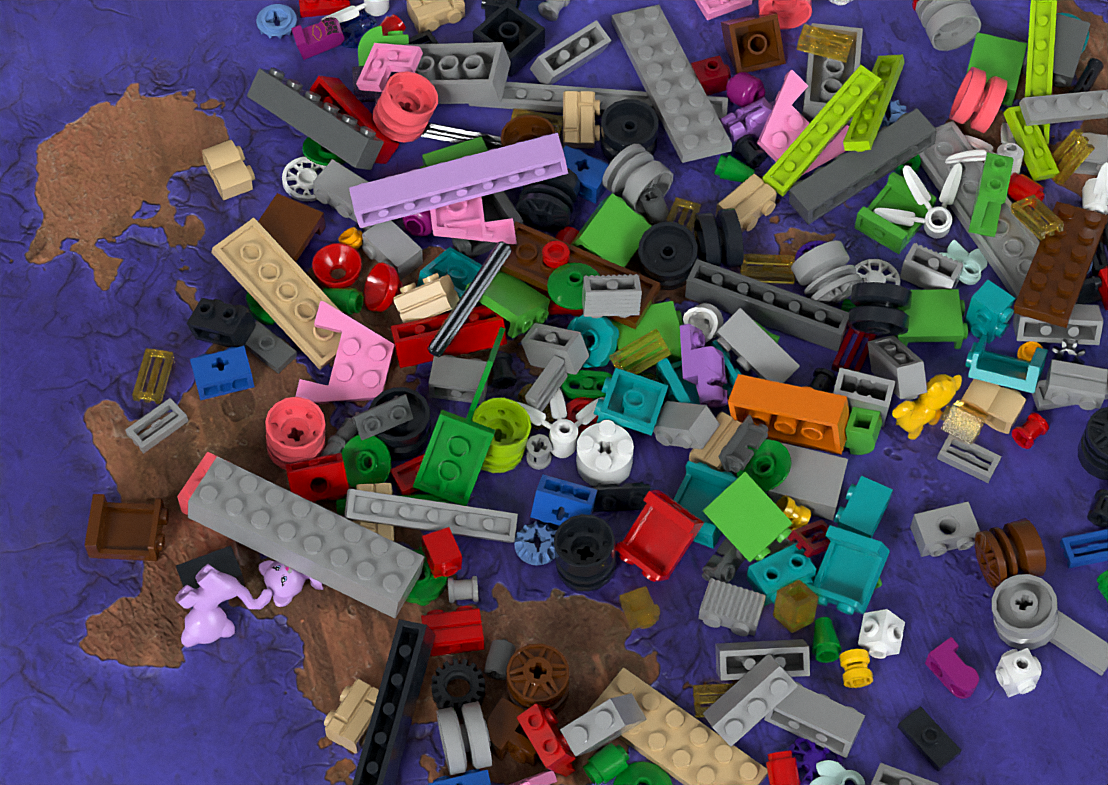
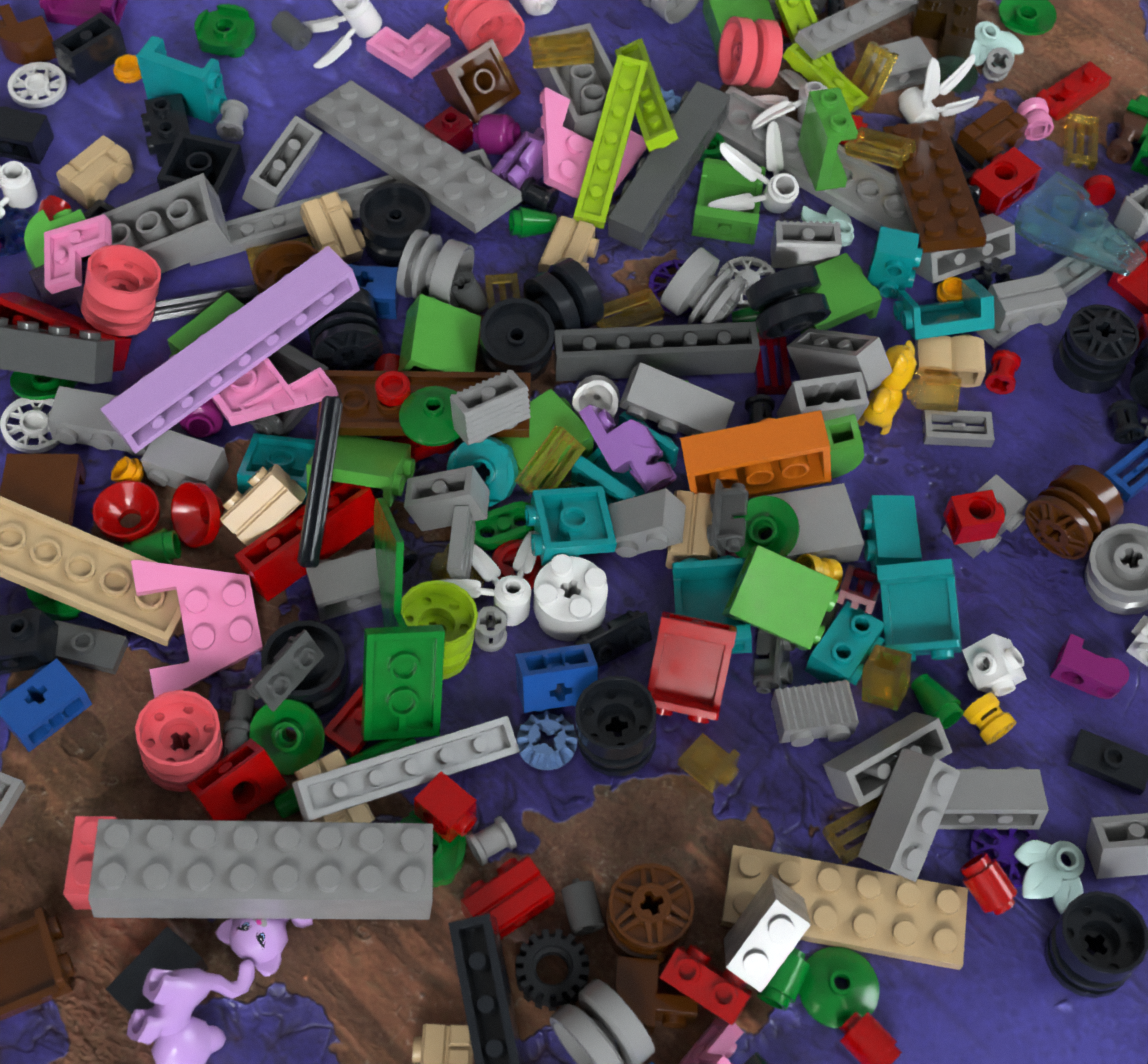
camera: 30 degrees left, 0 degrees up
(919, 532) = (967, 528): none -> red brick

